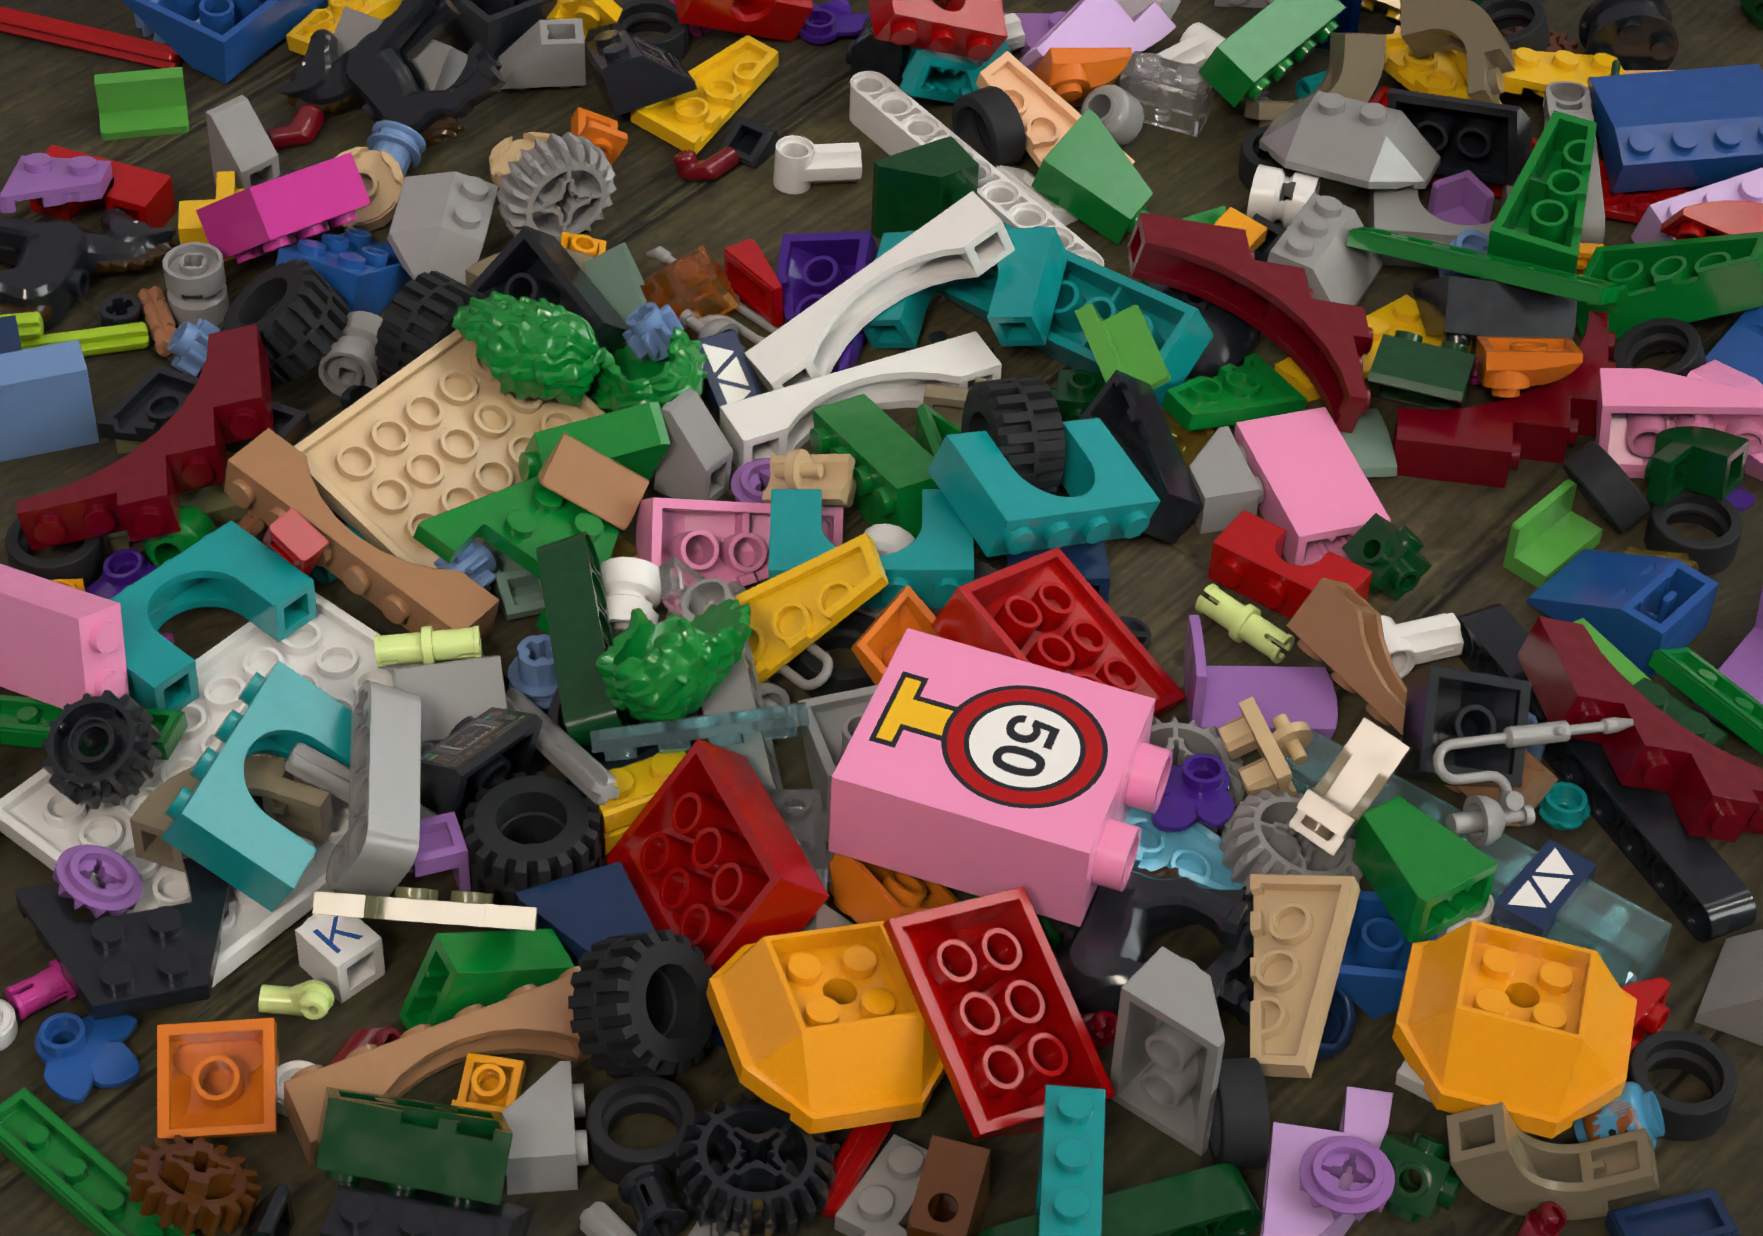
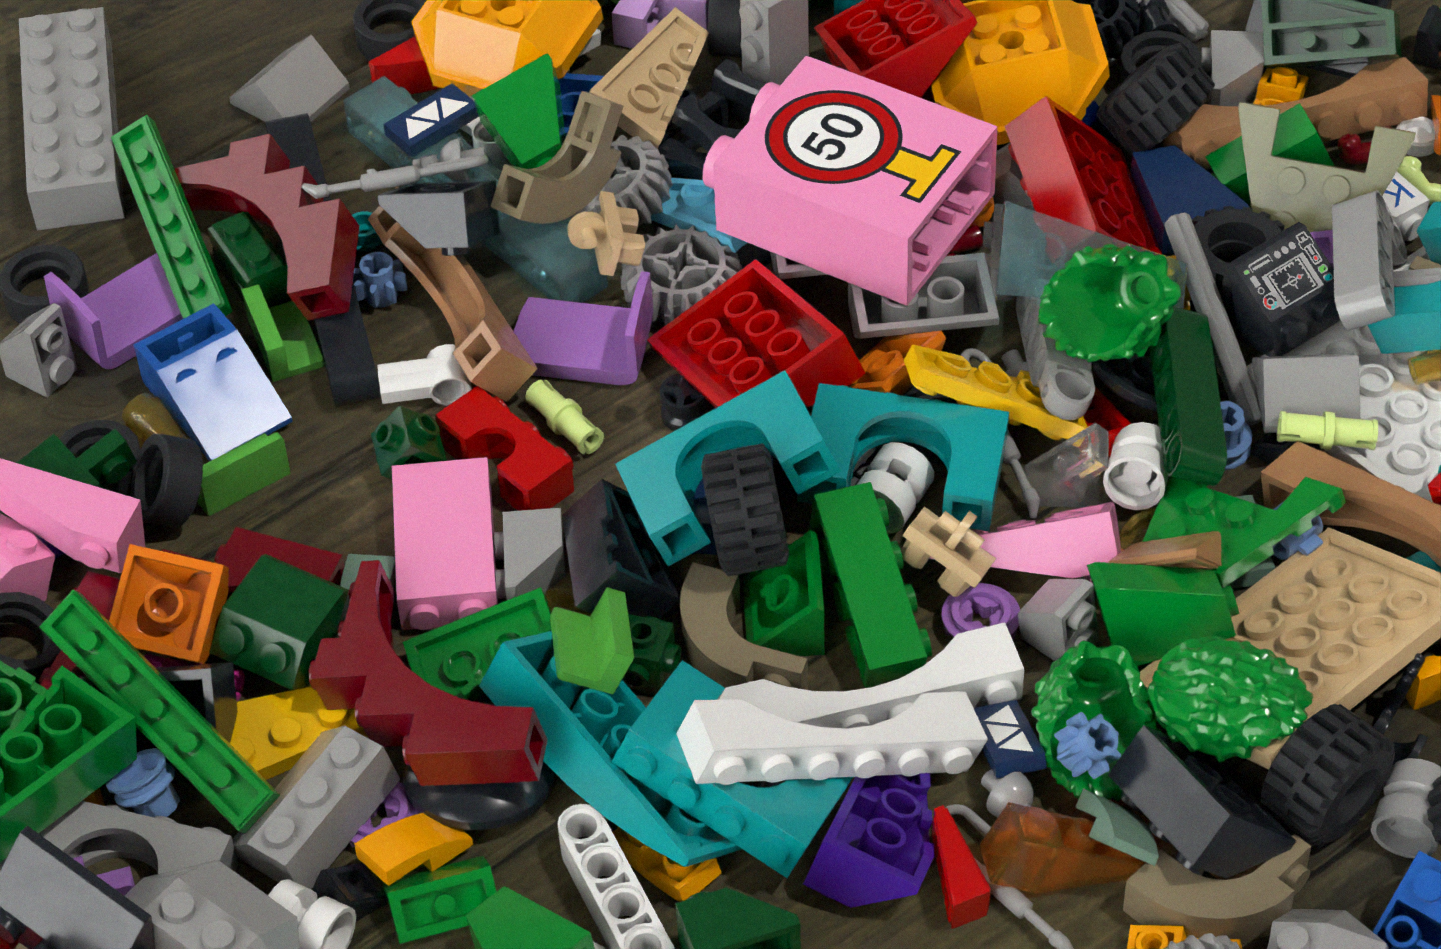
camera: 165 degrees left, 5 degrees up
(1195, 793) = (682, 215): dark purple plate -> none

